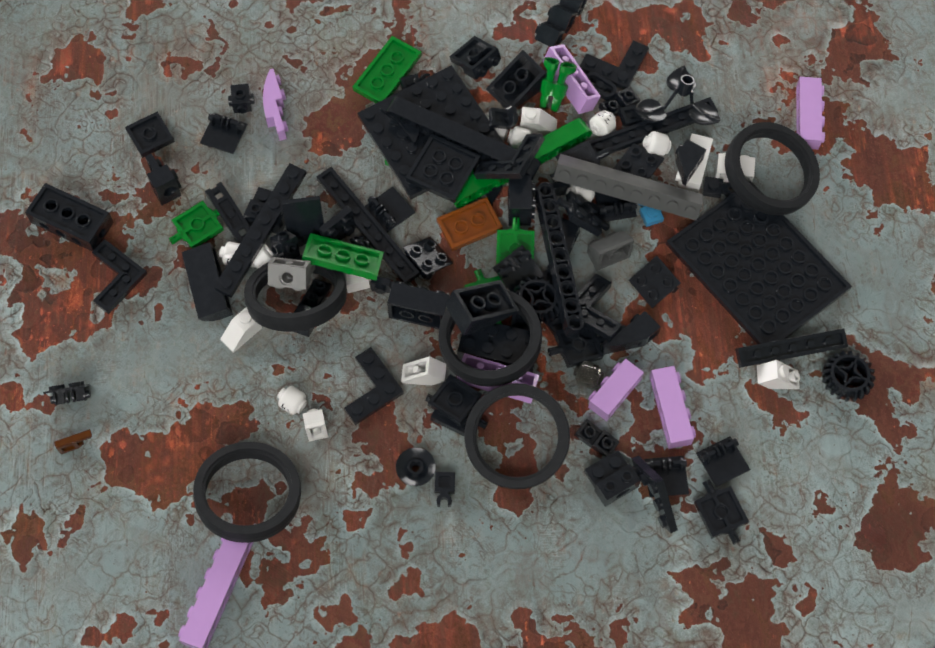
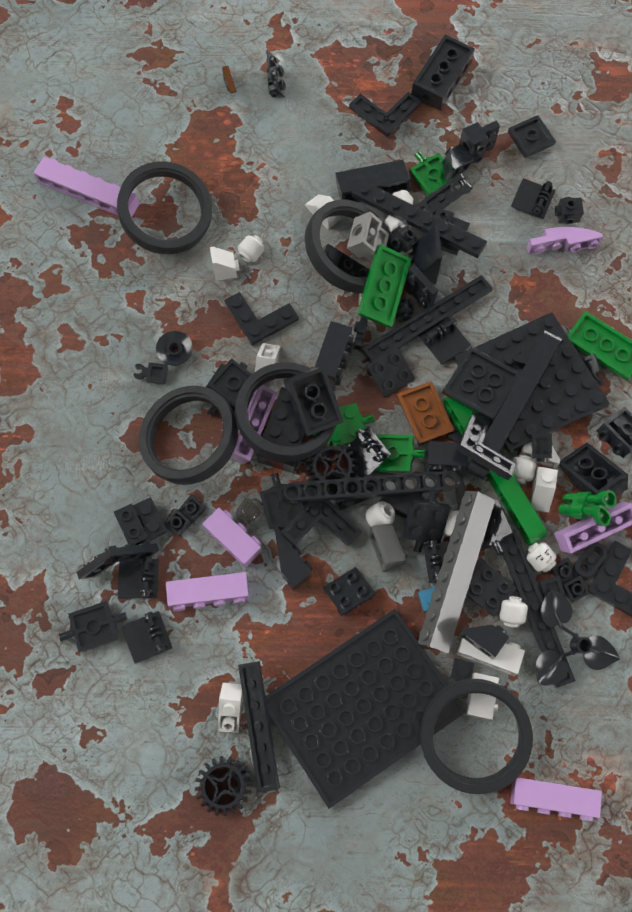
camera: 95 degrees right, 5 degrees up
(187, 200) = (456, 161): none -> black slope
(580, 256) = (380, 514): none -> white head

